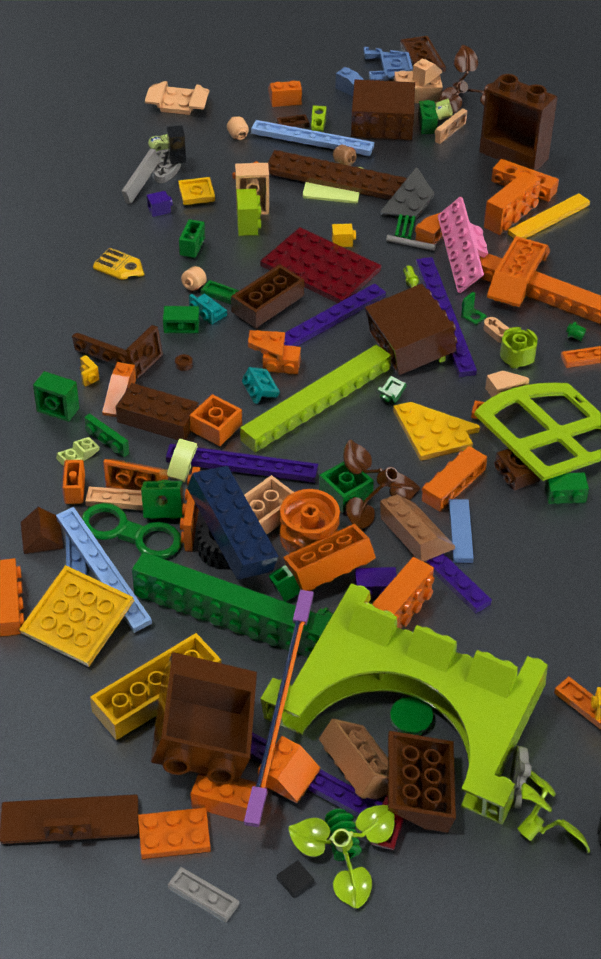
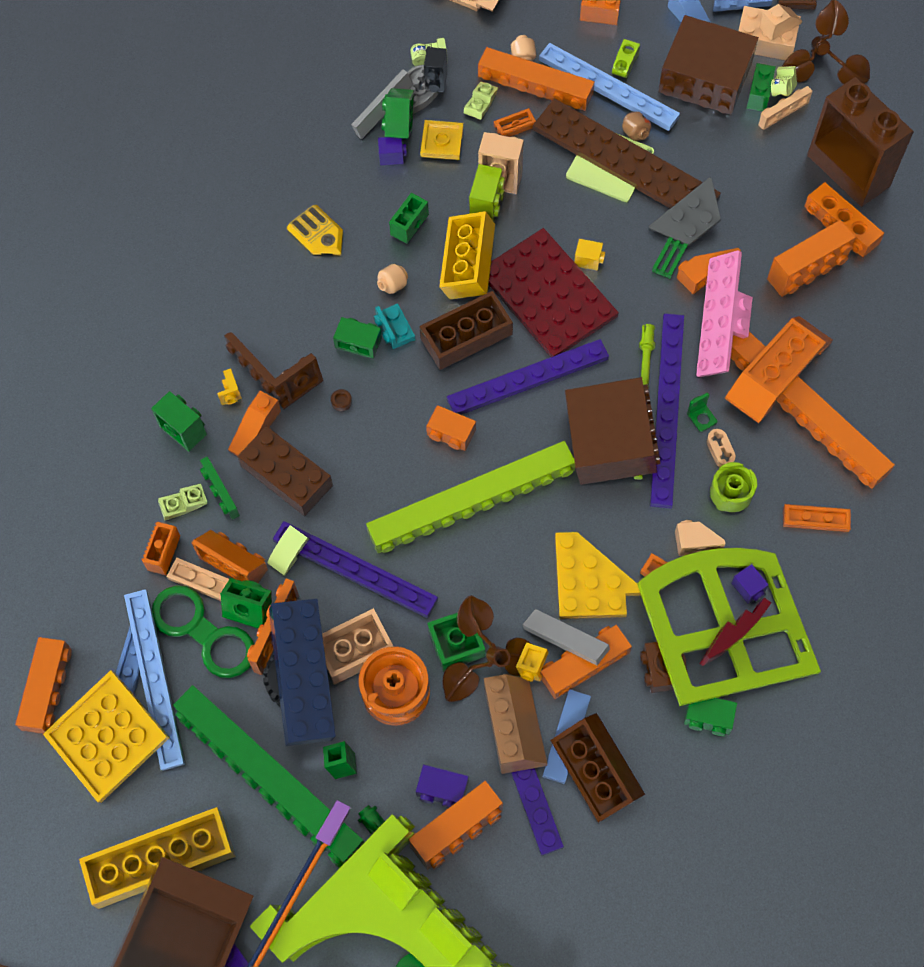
camera: 20 degrees right, 20 degrees up
(41, 532) = (107, 604): reddish brown slope -> none
(158, 174) = (398, 113): none -> green brick
(215, 420) = (344, 502): orange brick -> none
(216, 163) = (481, 100): none -> yellowish green slope
(218, 291) = (417, 303): green tile -> none
(249, 249) = (467, 255): none -> yellow brick
(252, 141) = (535, 78): none -> orange brick
(259, 384) = (414, 458): teal bracket -> none
(267, 342) = (439, 407): orange wing -> none
(298, 121) = (595, 55): reddish brown tile -> none
(330, 557) = (397, 744): orange brick -> none
(392, 390) = (561, 509): bracket -> none
(412, 243) = (668, 284): light grey bar -> none
(413, 485) = (531, 662): none -> yellow bracket
(434, 462) = (566, 637): none -> light grey tile
(495, 539) = (597, 767): none -> reddish brown slope
(549, 217) = (852, 285): yellow tile -> none
(559, 403) = (750, 584): none -> dark purple brick
(562, 427) = (732, 634): none -> dark red slope
(575, 331) = (813, 478): green hose -> none

